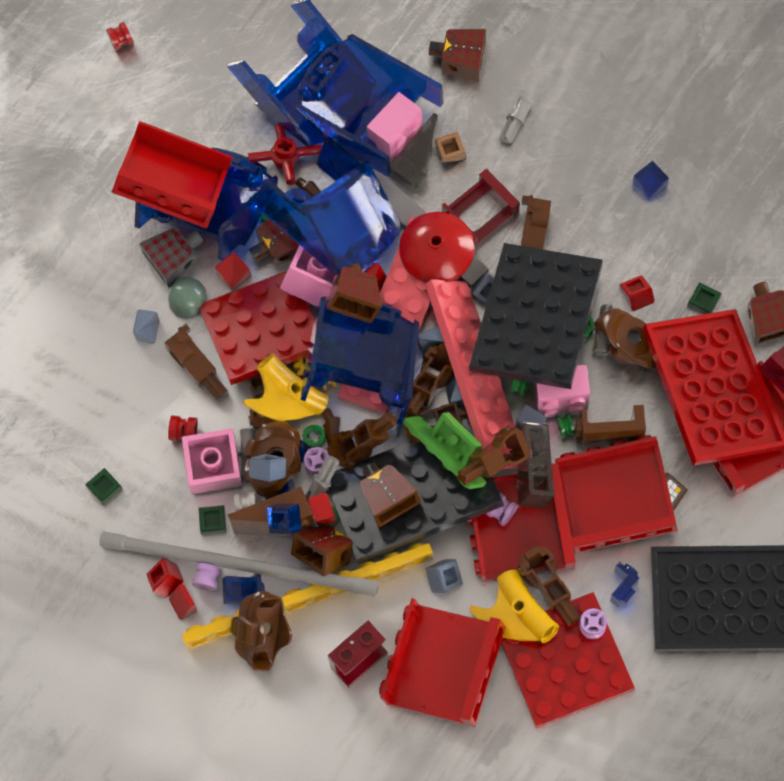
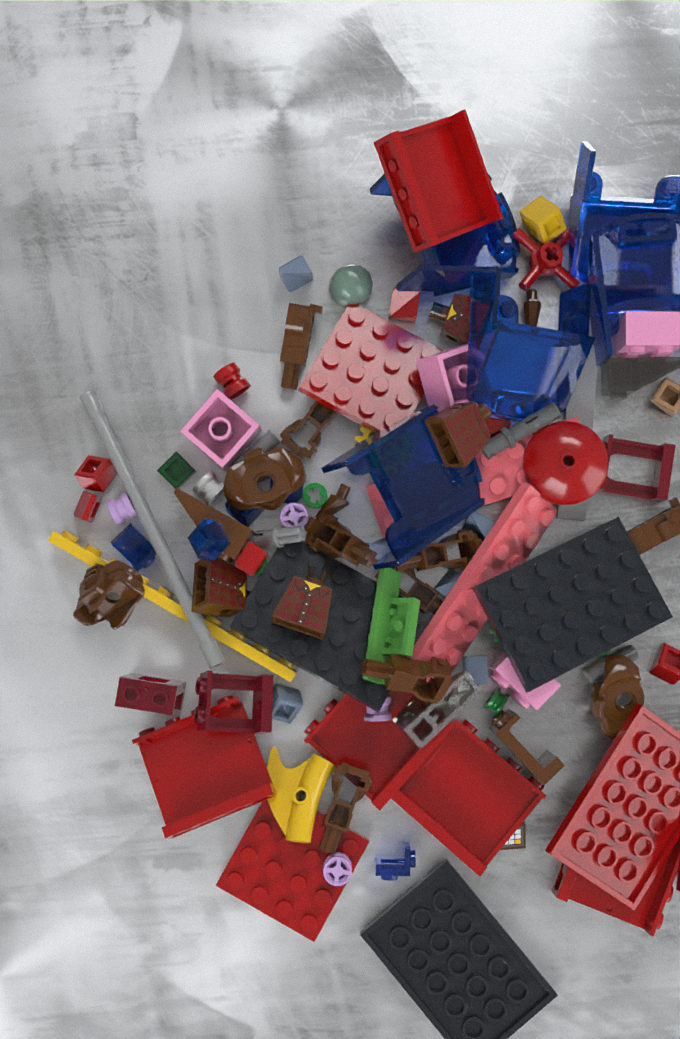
camera: 45 degrees right, 15 degrees up
(103, 486) = (132, 356): dark green tile -> none
(119, 36) = (537, 26): red wheel -> none
(171, 253) = (376, 240): dark grey torso -> none
(256, 134) = (542, 219): none -> yellow brick
(267, 467) = (245, 486): sand blue slope -> none
(283, 394) = (324, 440): yellow pin -> none
(387, 269) = (520, 430): none -> dark grey pin
(430, 586) = (262, 703): none -> dark red panel
(483, 287) = (564, 530): sand blue slope -> none

